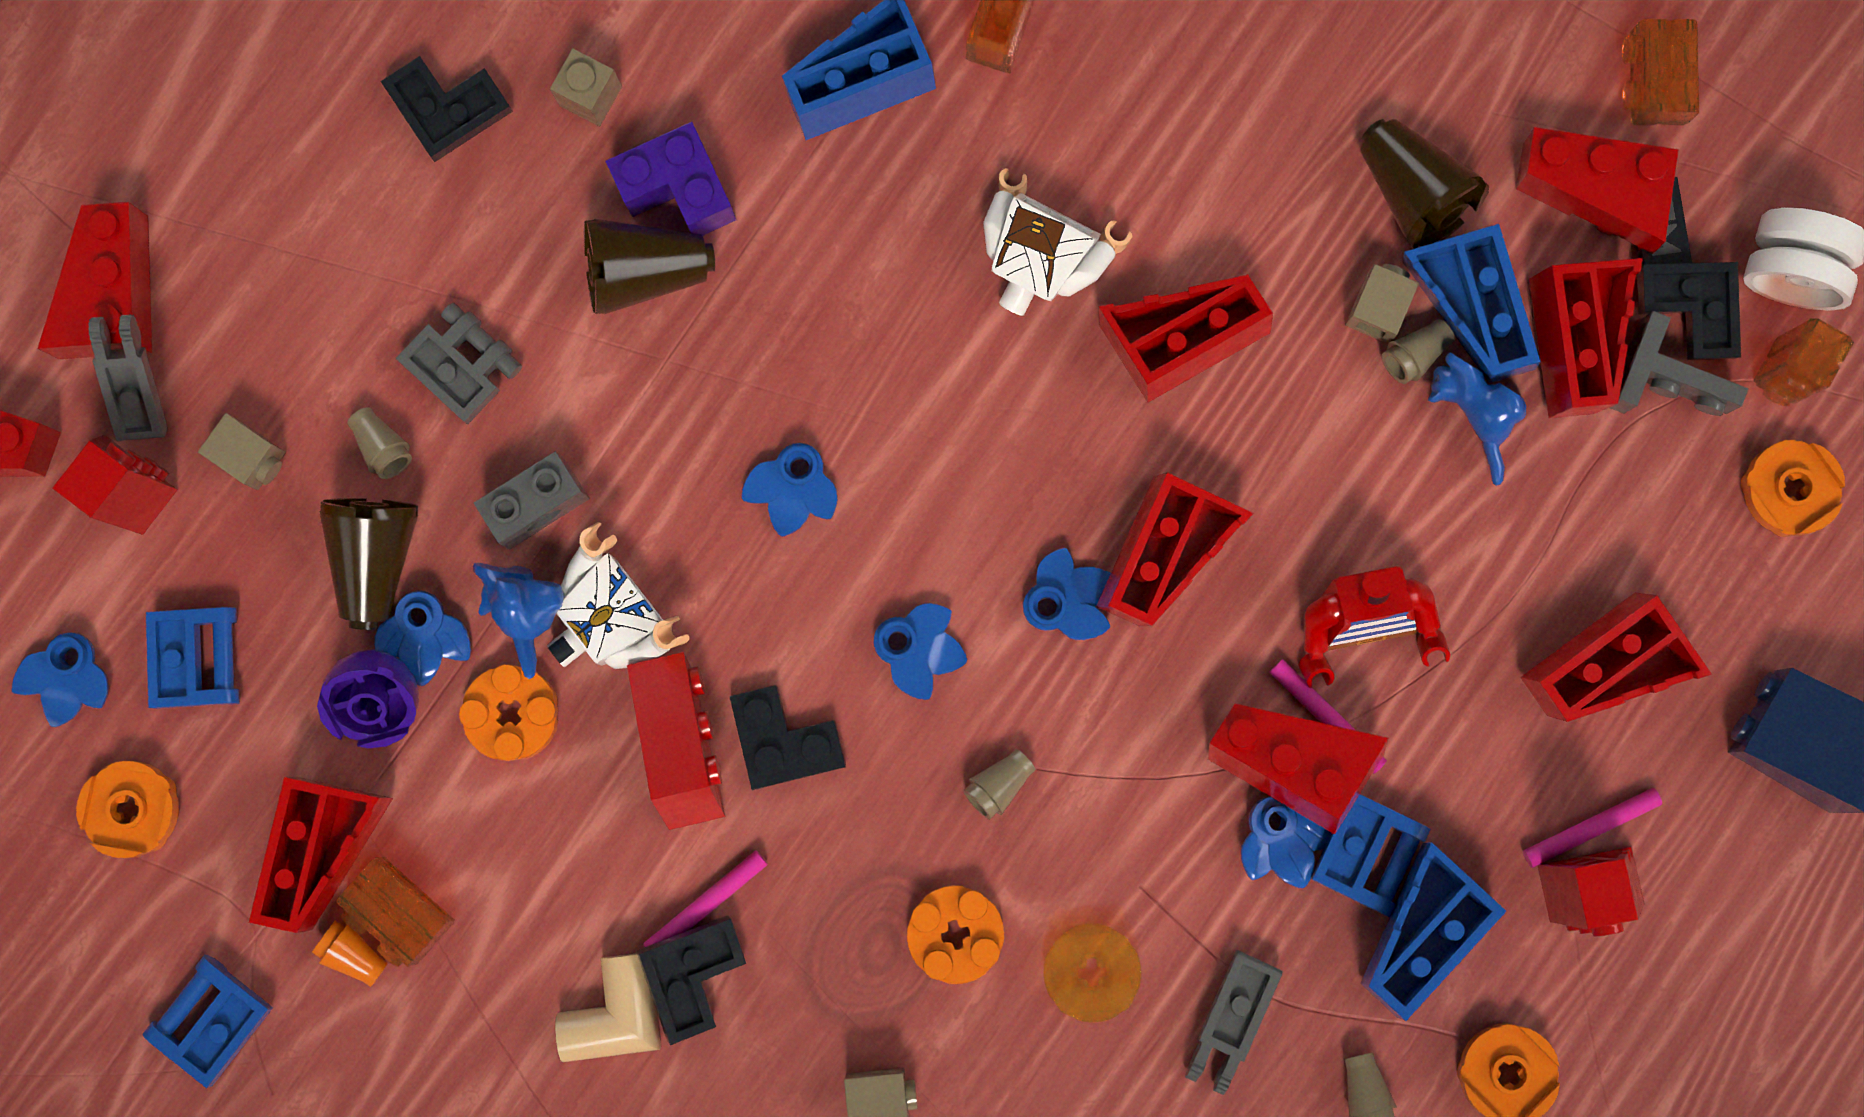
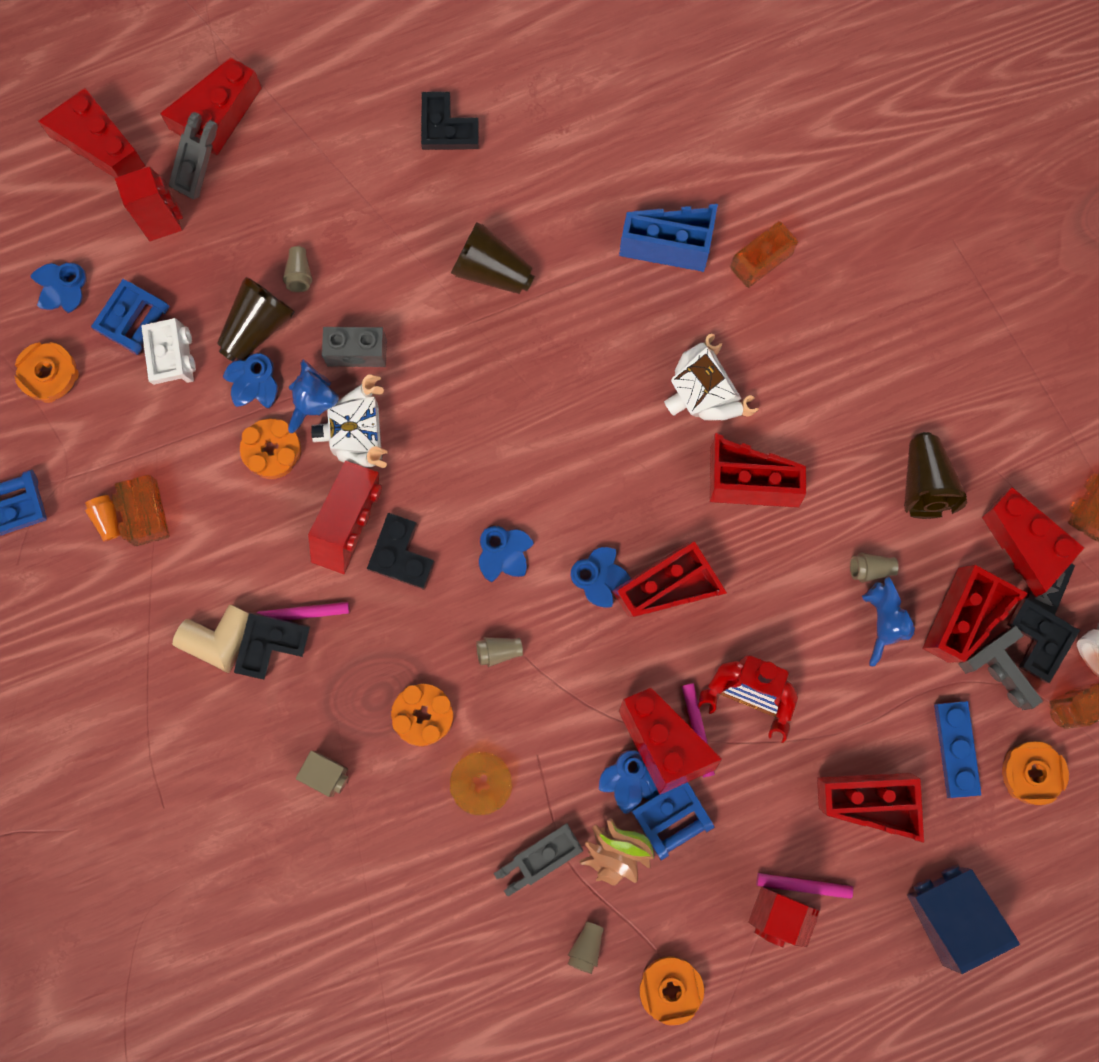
camera: 25 degrees right, 5 degrees down
(242, 452) = (226, 230): dark tan brick -> none
(277, 672) = (168, 351): none -> white bracket
(311, 850) = (120, 451): red wedge -> none
(369, 699) = (202, 392): dark purple cylinder -> none
(448, 373) = (356, 256): dark grey plate -> none
(586, 87) = (523, 158): dark tan brick -> none
(670, 169) = (540, 227): dark purple brick -> none
(791, 496) = (489, 430): blue plate -> none
(1331, 947) = (617, 853): none -> nougat hair
(1382, 302) = (870, 529): dark tan brick -> none
(1429, 932) = (677, 881): blue wedge -> none
(1478, 299) = (923, 559): blue wedge -> none
(1676, 521) = (957, 750): none -> blue plate

